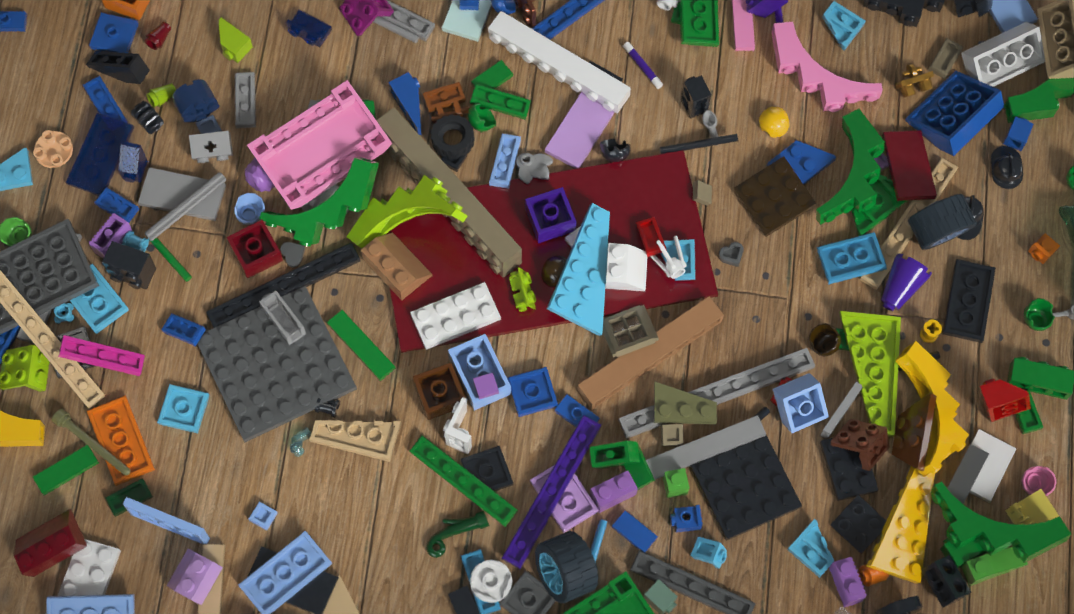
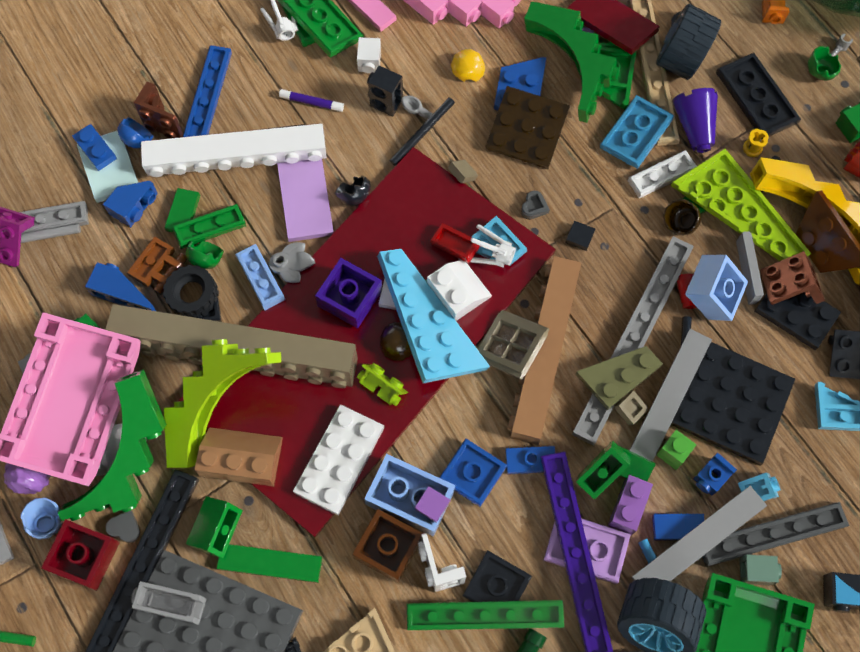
camera: 40 degrees left, 0 degrees up
(345, 295) = (214, 527): none -> green brick
(463, 46) = (130, 201): none -> blue slope
(643, 548) = (704, 537): none -> light grey tile
(709, 62) = (368, 54): none -> white brick
(744, 298) = (580, 235): none -> black tile
(842, 301) = (661, 174): none -> white tile

